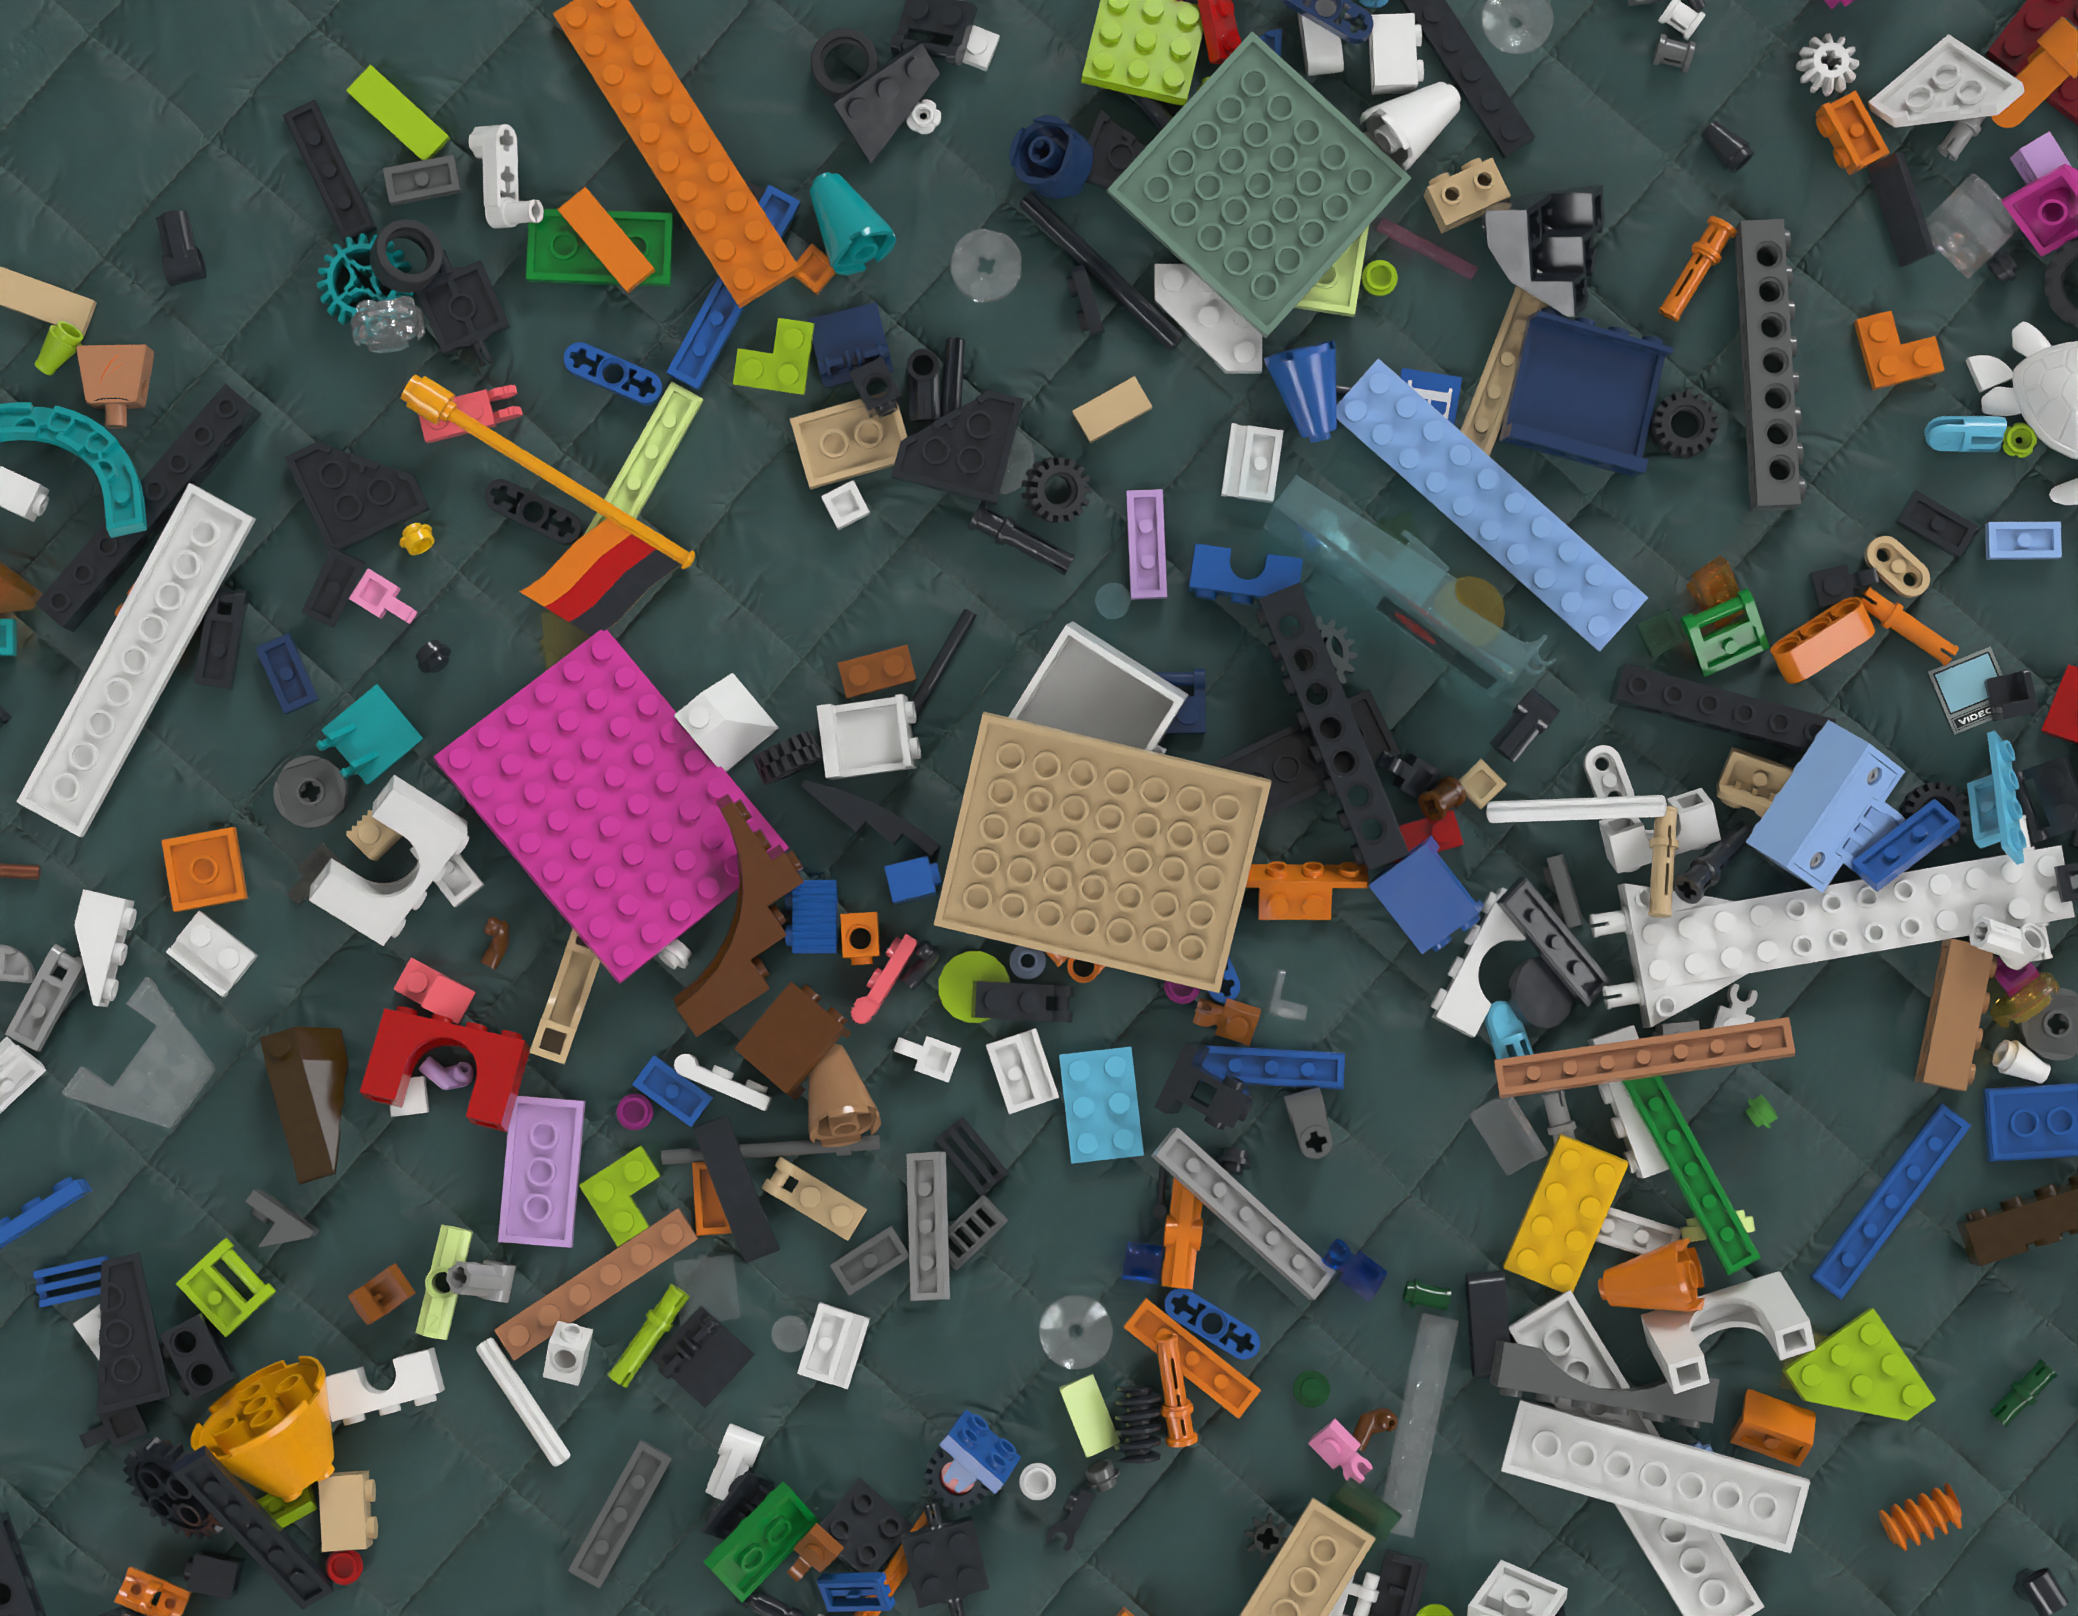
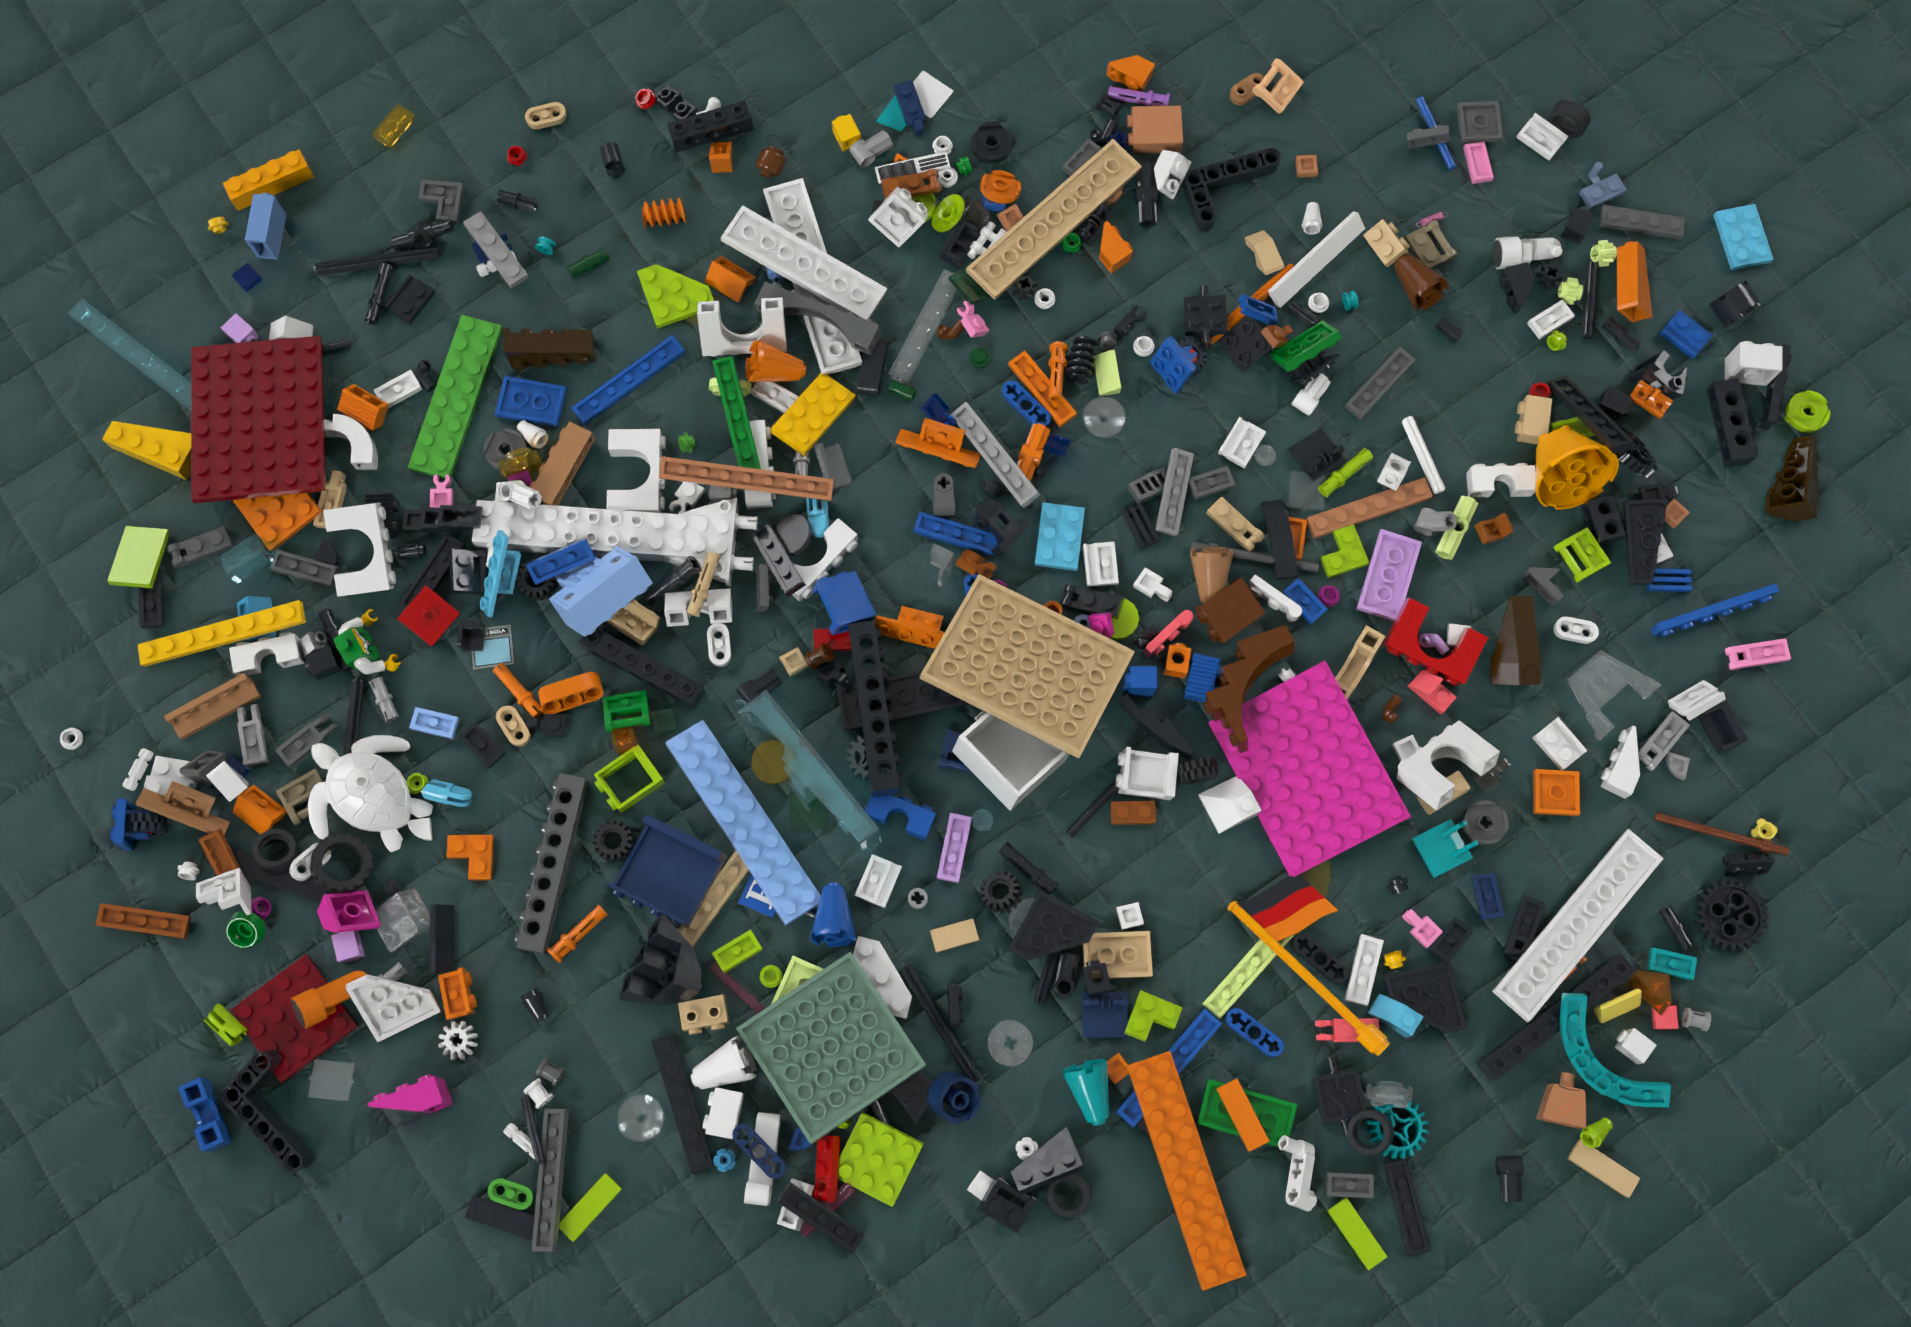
camera: 165 degrees left, 10 degrees down
(53, 554) = (1618, 1005): none -> light yellow slope
(80, 1403) = (1675, 513): none -> nougat tile
(217, 1153) = (1574, 630): none -> white plate
(399, 450) = (1395, 1015): none -> medium azure slope
(461, 510) = (1364, 970): none -> white plate
(996, 960) = (1102, 624): none -> dark pink plate
(1179, 463) = (913, 903): none -> light grey bush
(1235, 1535) = (1044, 293): none -> white plate
(1341, 1215) = (939, 441): none -> orange bracket
(1442, 301) = (737, 951): none -> lime plate
(1576, 809) = (743, 628): white axle -> none
(1665, 553) = (614, 766): none -> lime window
(1819, 1087) = (645, 445): none -> white arch

